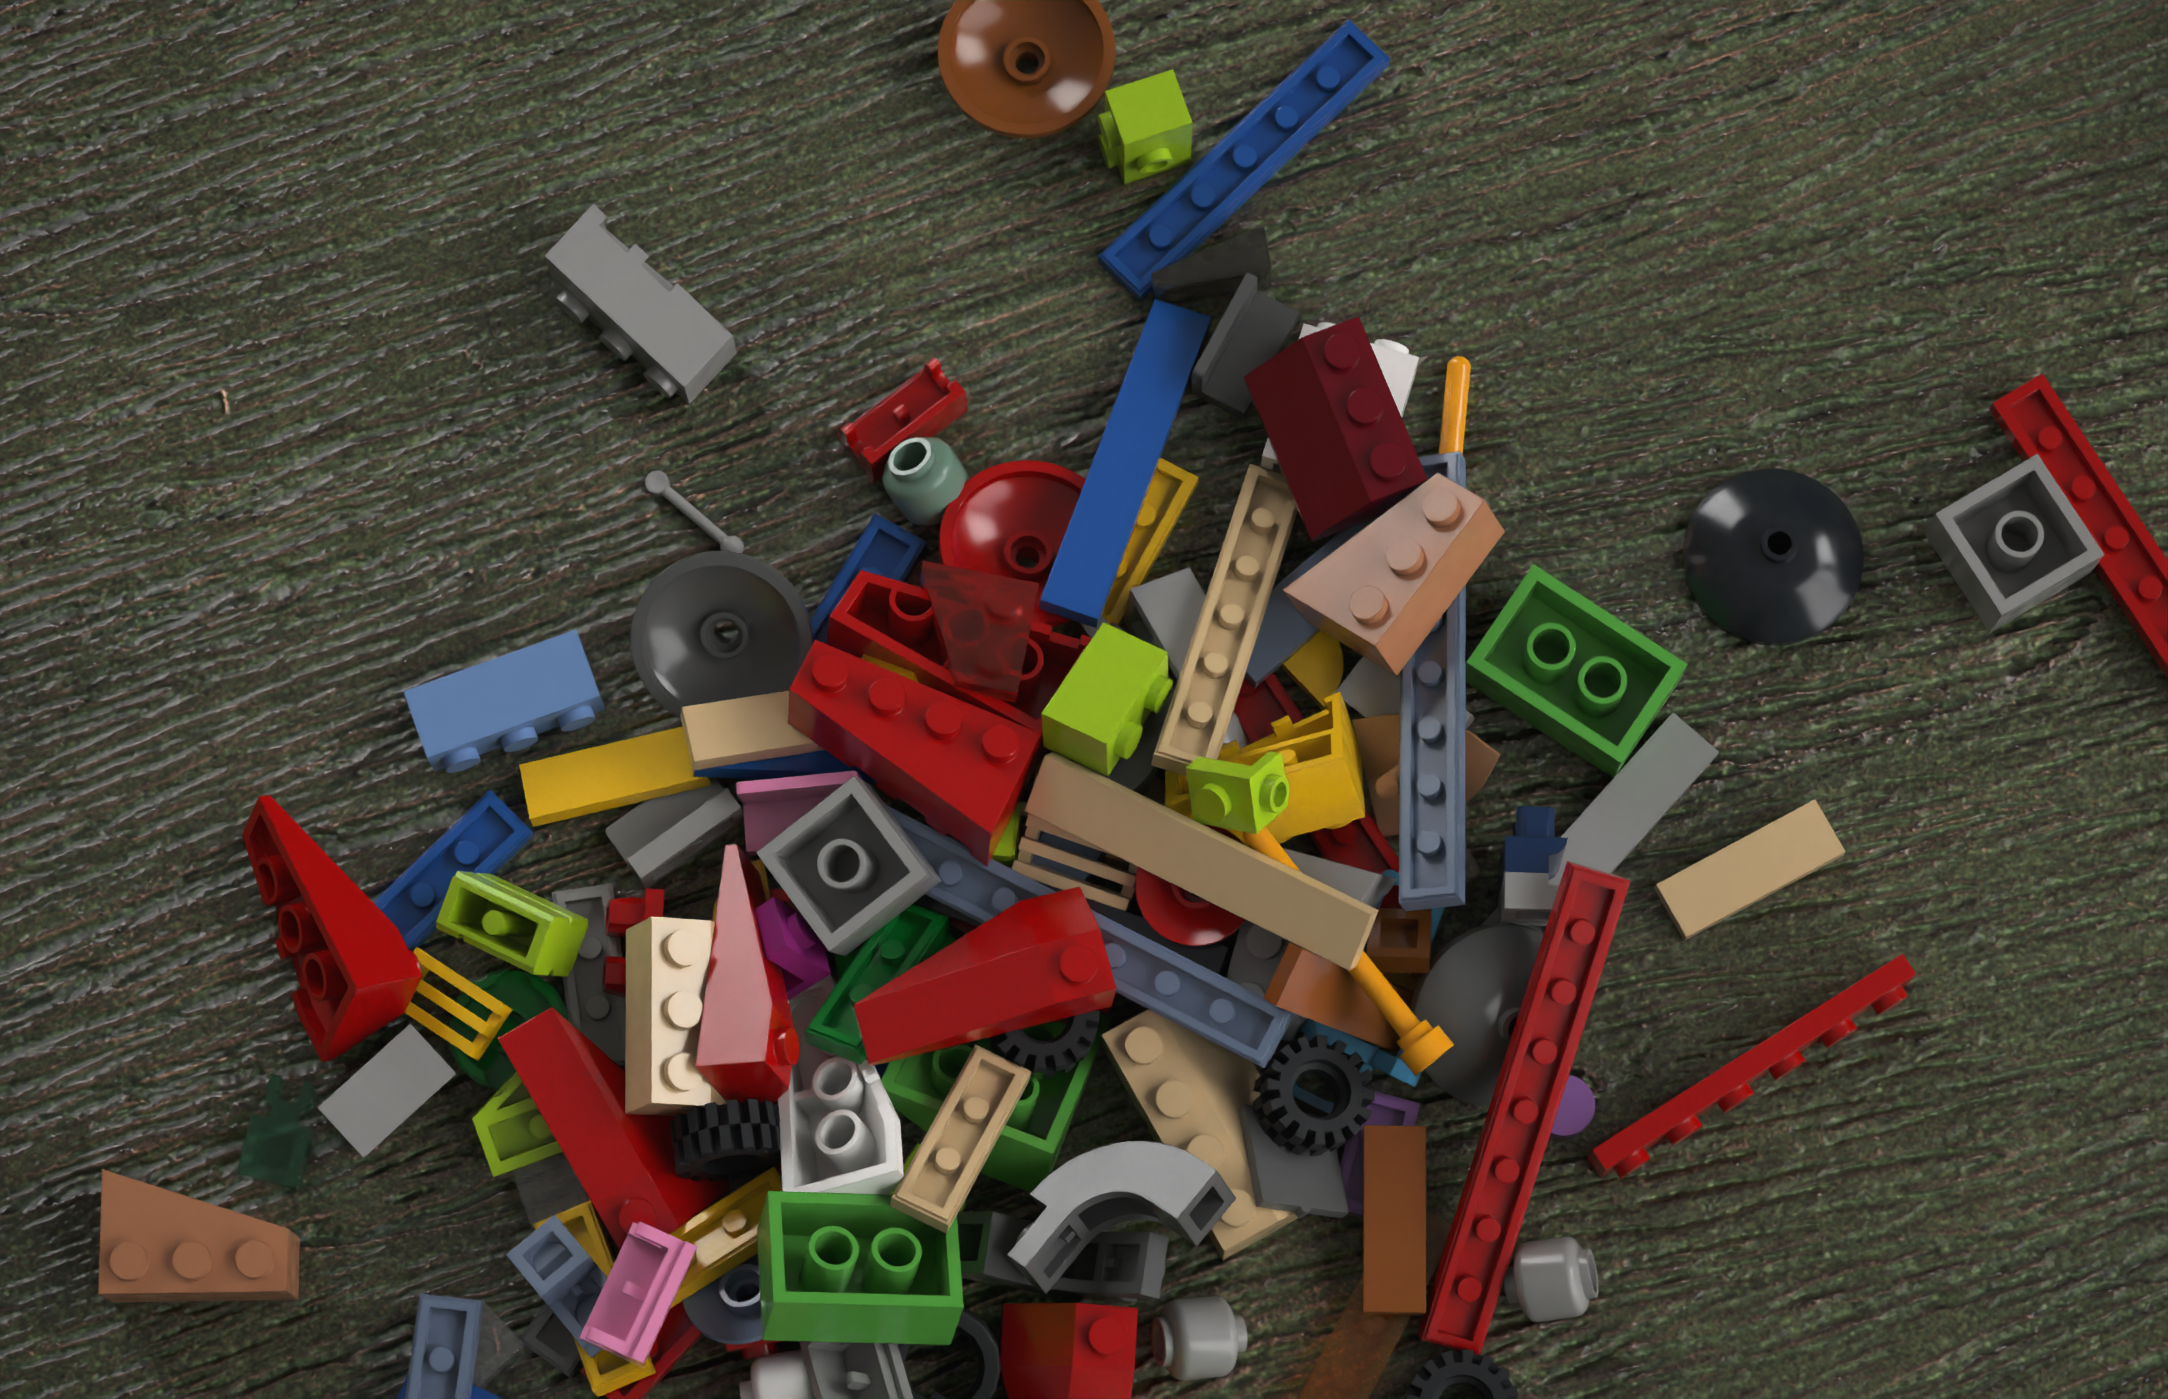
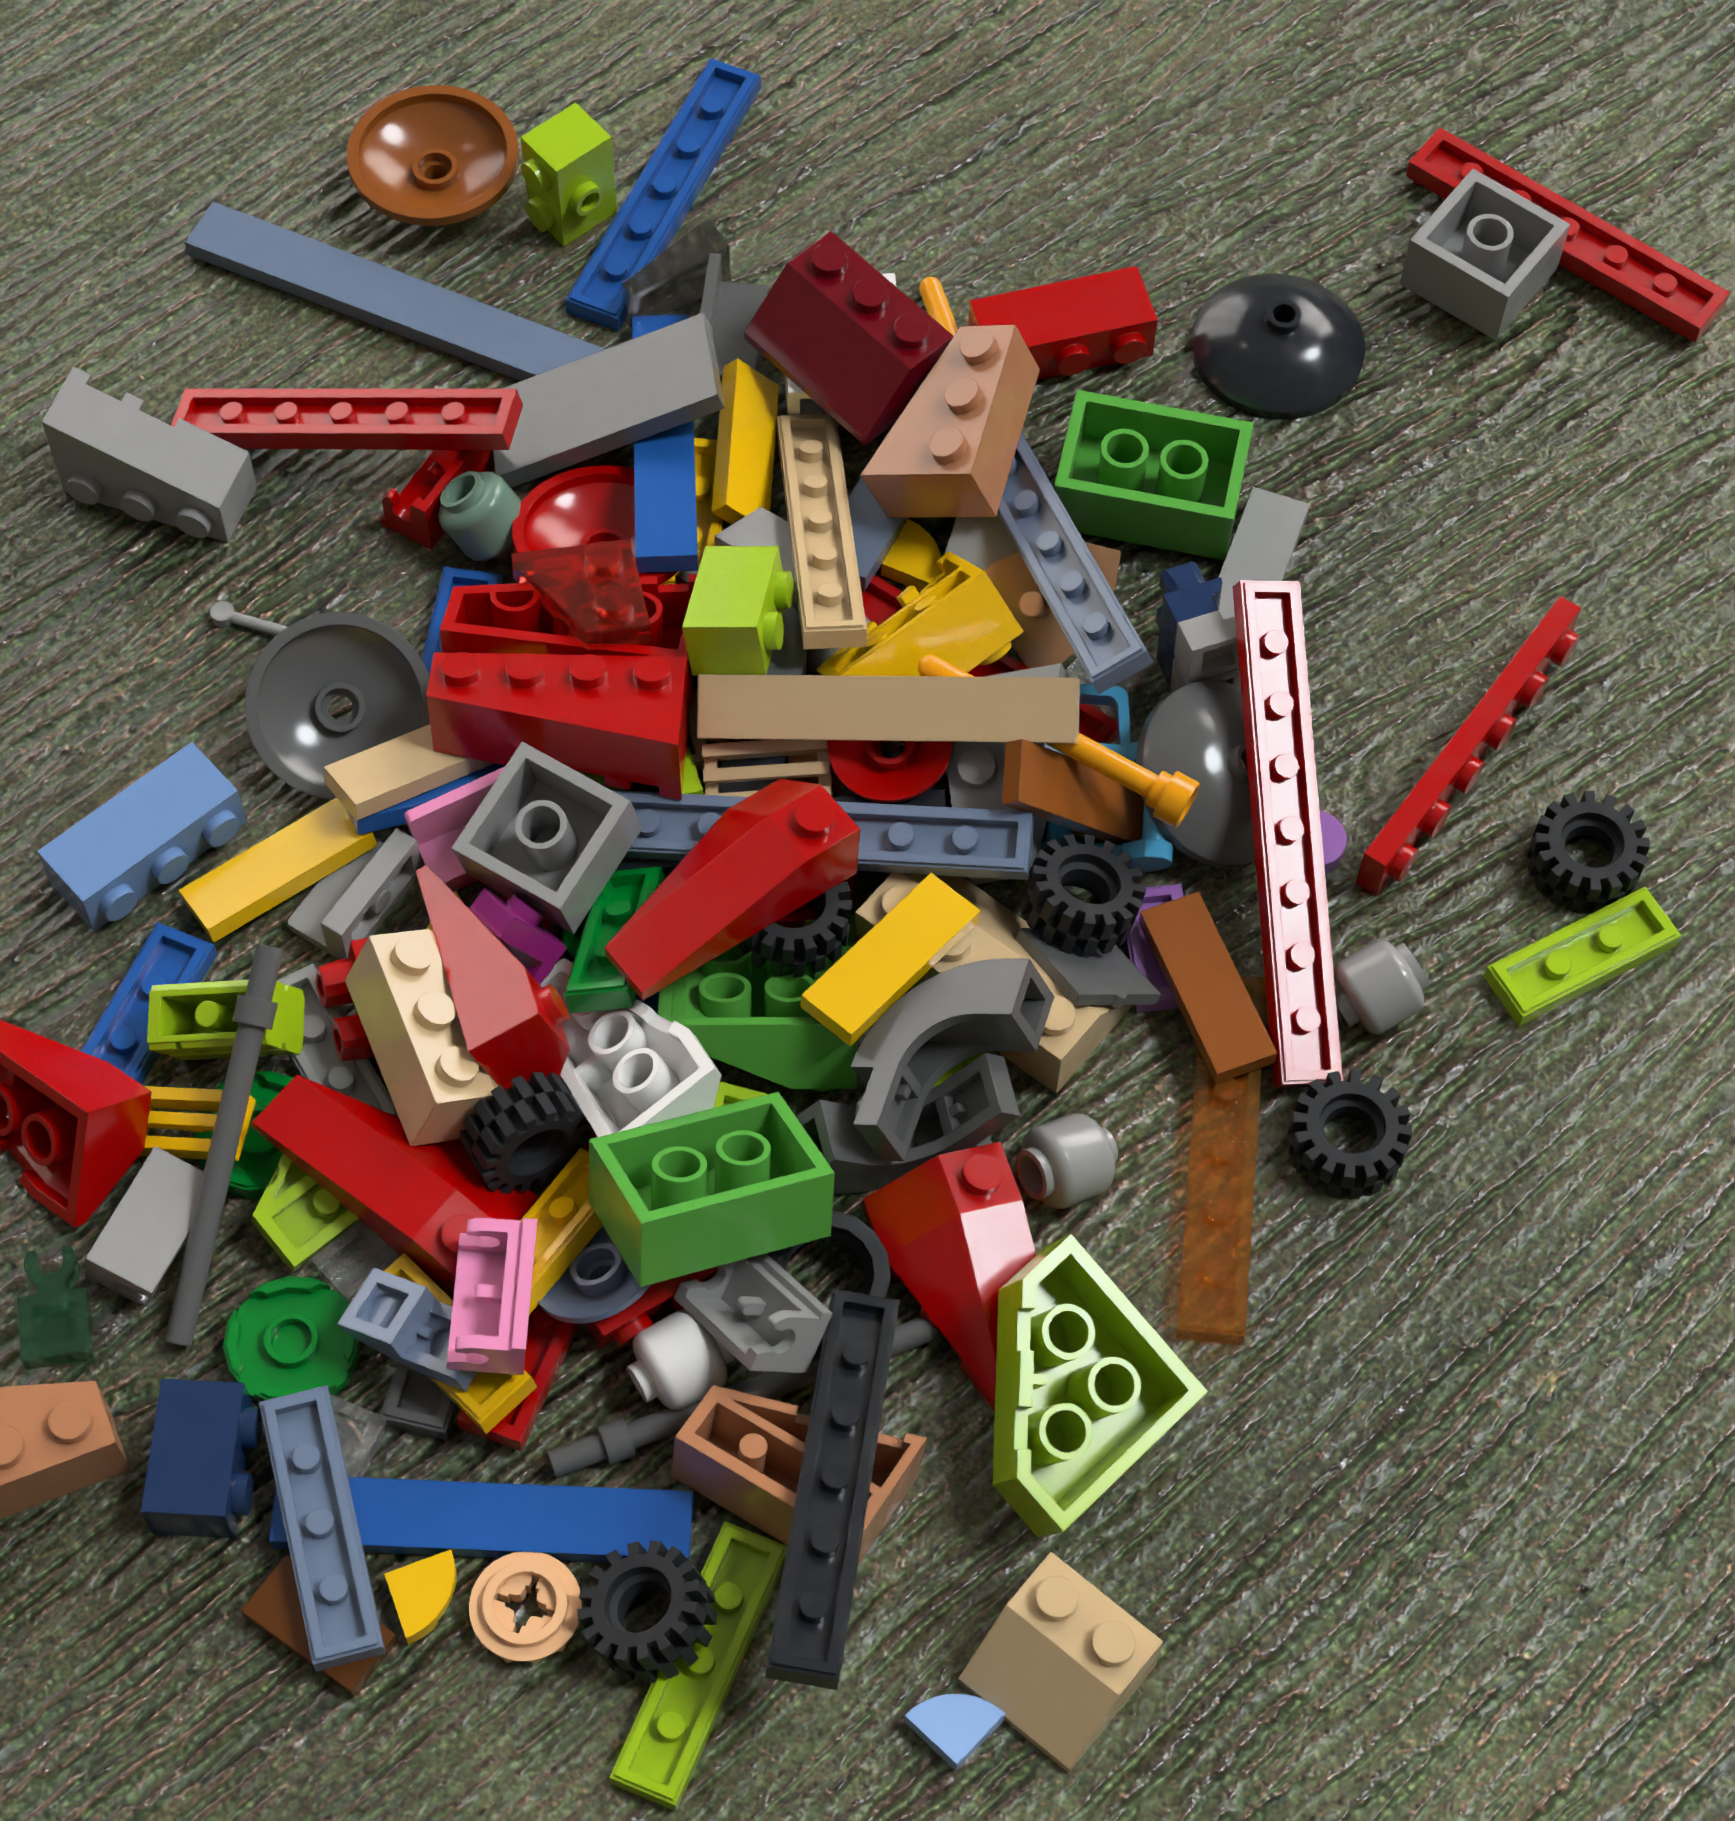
camera: 25 degrees left, 15 degrees down
(356, 1321) = (199, 1458): none -> dark blue brick
(464, 1237) = (290, 1339): none -> green tile
(527, 953) = (254, 1015): none -> dark grey bar
(835, 332) = (356, 418): none -> red plate
(944, 202) = (381, 295): none -> sand blue tile
(960, 1139) = (761, 1037): tan tile -> none
(1085, 401) = (613, 399): none -> tile
(1107, 1103) = (890, 959): none -> yellow tile
(1204, 488) = (745, 443): none -> yellow tile
(1236, 793) = (898, 632): lime bracket -> none
(1401, 941) = (1112, 724): reddish brown tile -> none
(1564, 469) = (1077, 321): none -> red brick
(1749, 870) = (1383, 592): tan tile -> none
(1759, 1314) = (1582, 956): none -> lime tile
(1841, 1194) = (1597, 823): none -> black tyre

